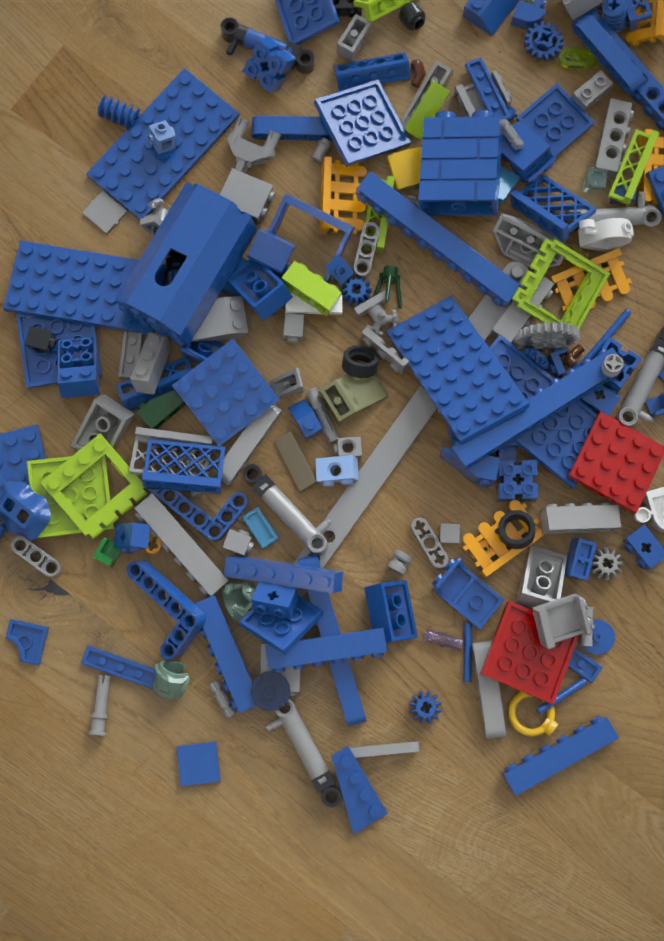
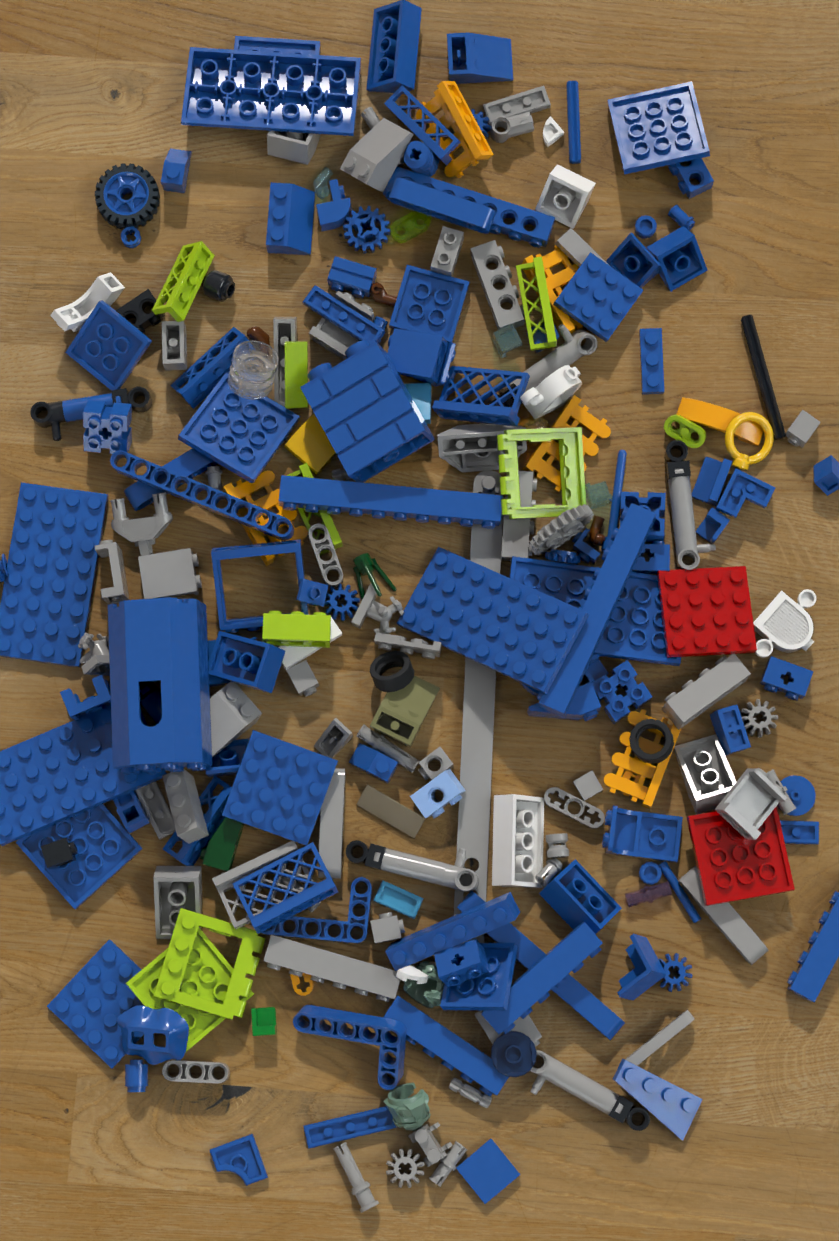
camera: 25 degrees left, 0 degrees up
(78, 367) = (114, 855): blue slope -> none
(104, 212) = (35, 681): light grey piece -> none
(110, 344) = (131, 812): none -> blue brick
(121, 248) = (91, 704): none -> blue panel
(131, 537) = (279, 991): blue brick -> none
(136, 728) = (405, 1176): none -> light grey gear
(161, 137) = (47, 569): medium blue brick -> none
(169, 717) = (429, 1143): none -> light grey piece
(172, 739) = (448, 1164): none -> light grey pin
(212, 167) = (120, 590): none -> light grey panel
(234, 585) = (412, 973): none -> white tile
(271, 250) = (234, 617): blue slope -> none
(301, 144) = (194, 487): none -> blue beam
(373, 540) = (517, 840): none -> white slope
(382, 576) = (549, 871): none -> light grey pin
(398, 87) = (253, 369): none -> clear wheel
(407, 693) = (646, 971): none -> blue panel
(454, 625) = (650, 873): none -> blue tile
(511, 68) = (351, 277): none -> blue brick
(511, 134) = (396, 348): light grey axle -> none
(524, 93) = (381, 296): none -> reddish brown arm
(547, 727) = (803, 915): yellow piece -> none
(562, 695) = (798, 873): blue bar -> none
(590, 330) = (598, 495): none -> clear light blue panel
(615, 363) = (641, 517): light grey wheel -> none

